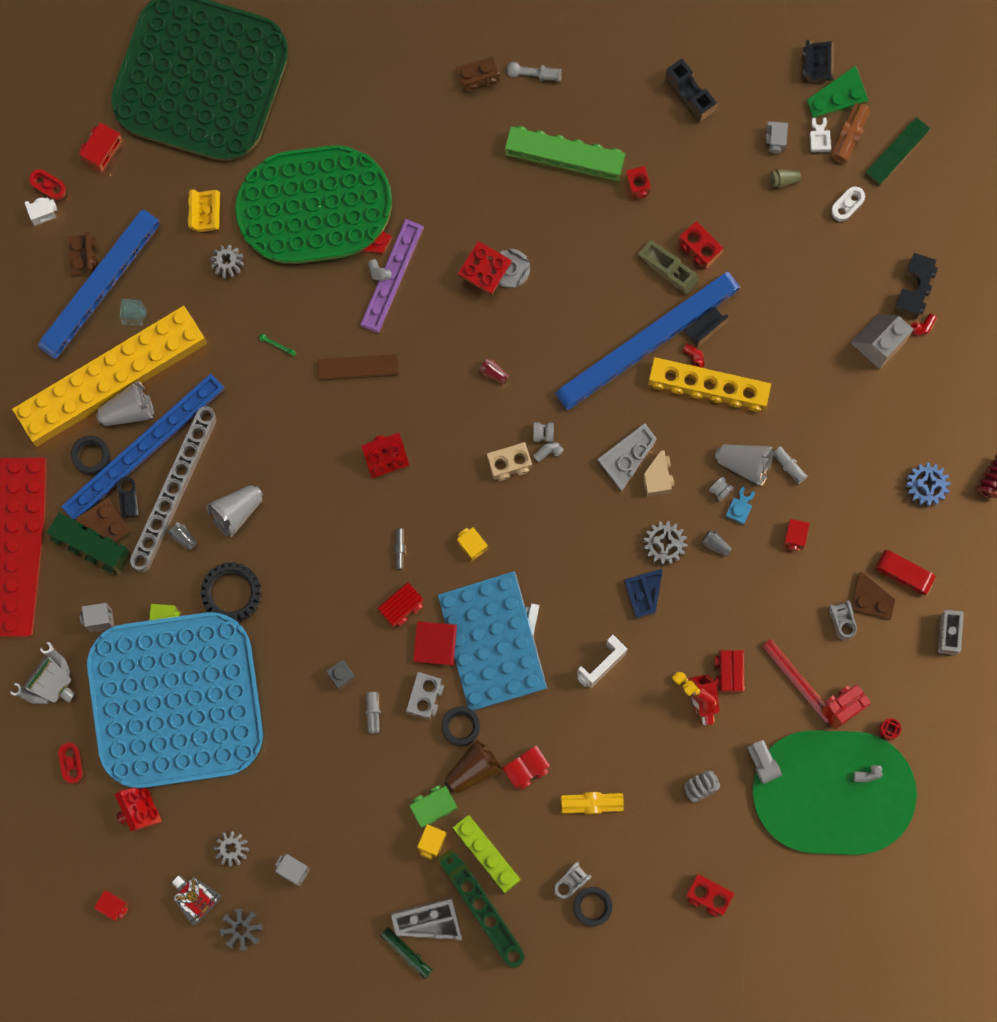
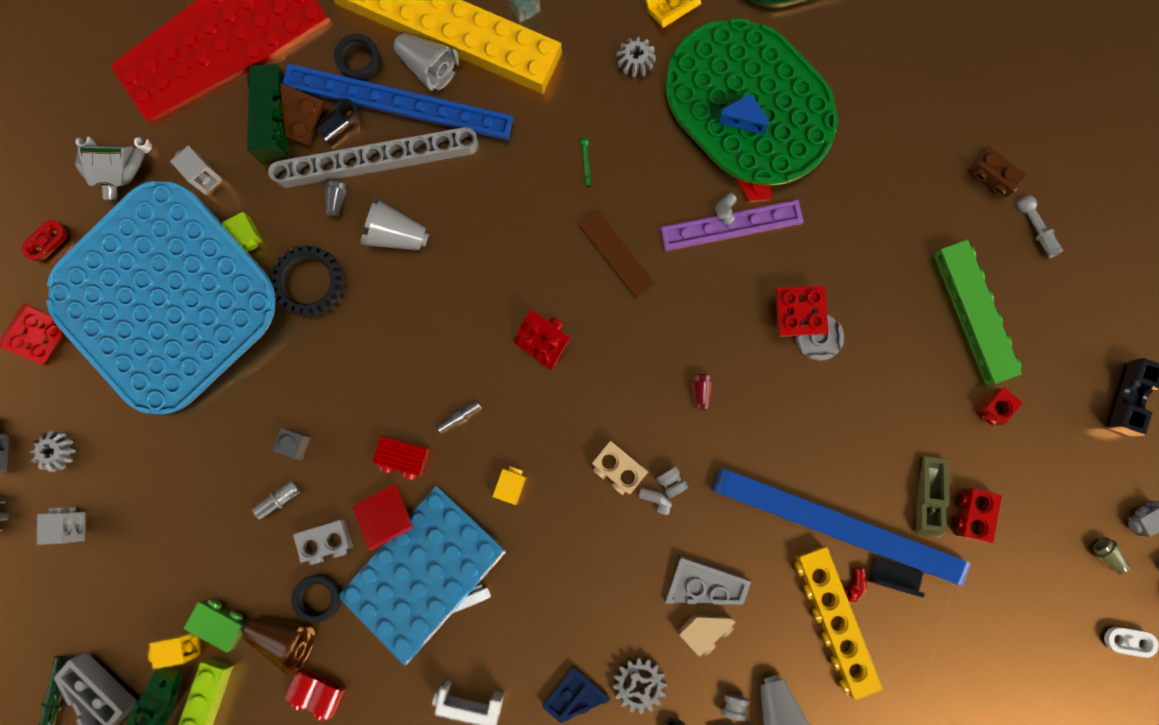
camera: 60 degrees right, 5 degrees up
(324, 214) = (745, 116): none -> blue slope

